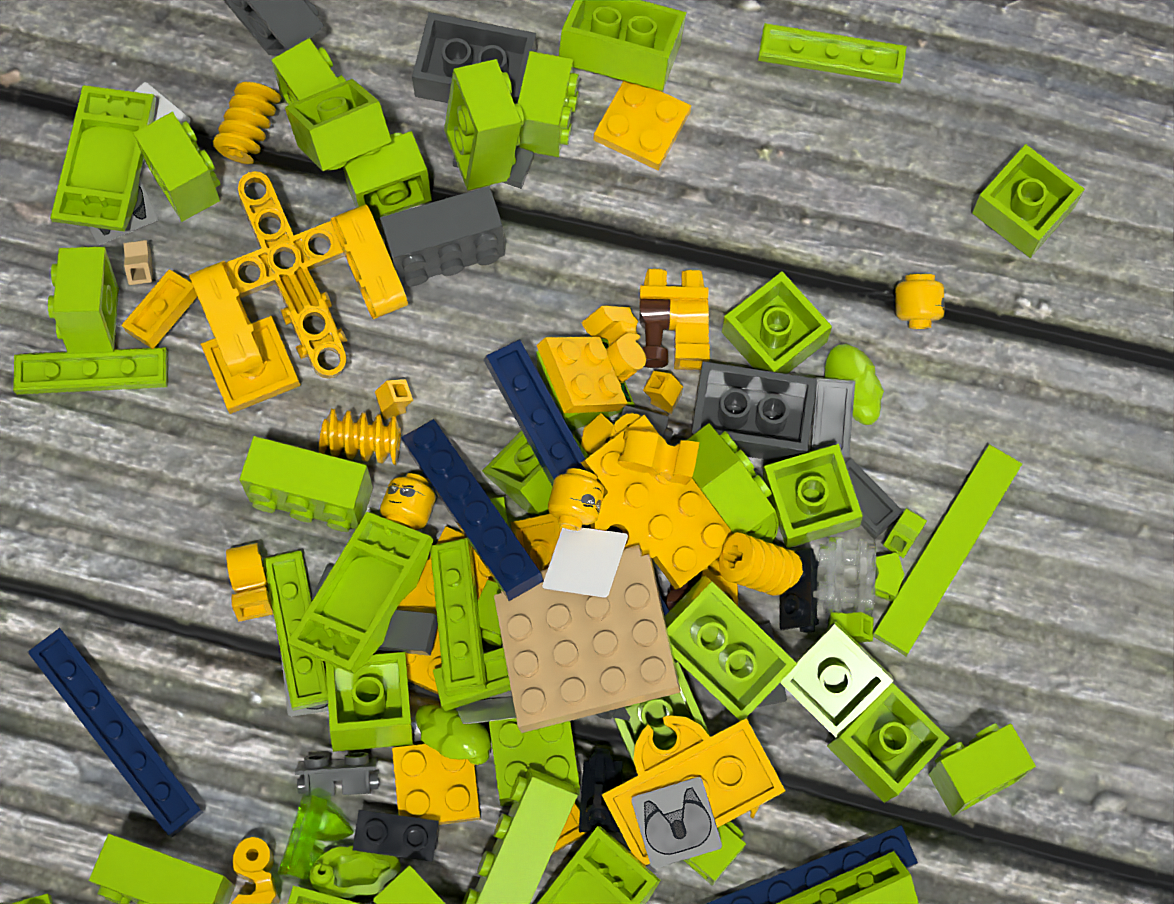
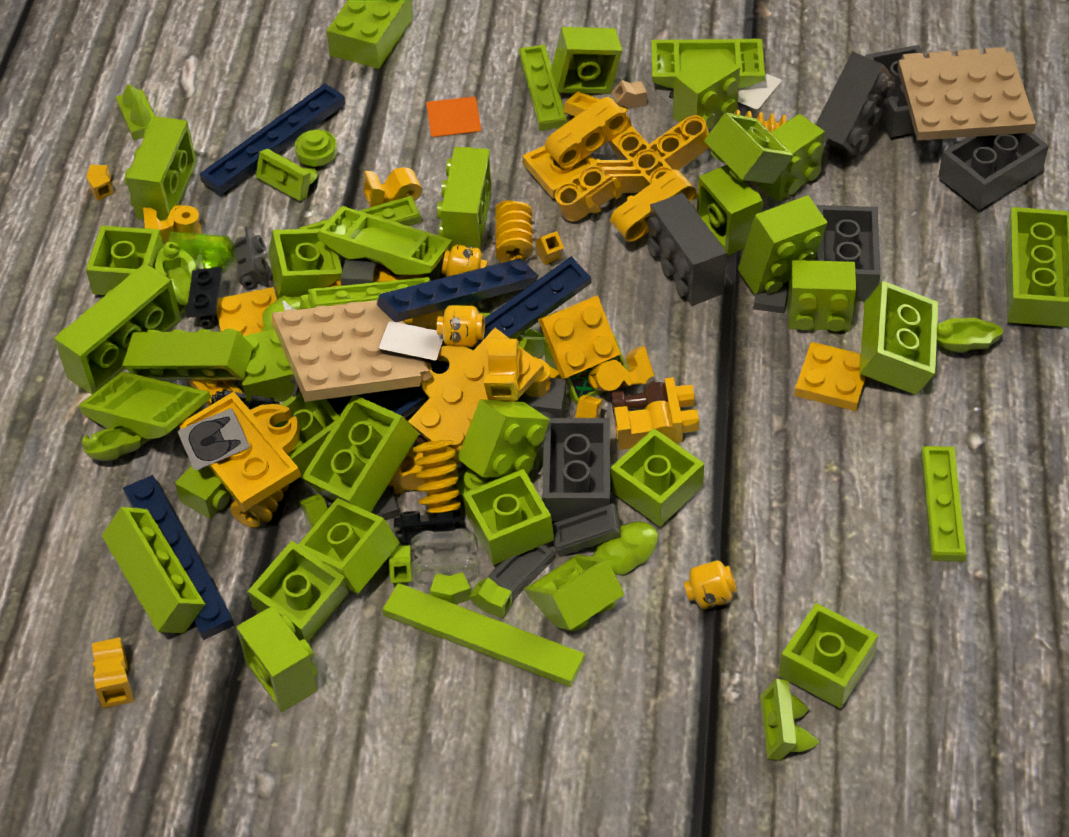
camera: 85 degrees right, 20 degrees down
(115, 492) = (453, 116): none -> orange sticker
(147, 675) = (316, 148): none -> lime plate
(201, 711) = (284, 174): none -> lime tile
(775, 715) = (313, 509): none -> lime piece
(909, 442) = (576, 591): none -> lime slope
(1097, 266) = (778, 715): none -> lime tile

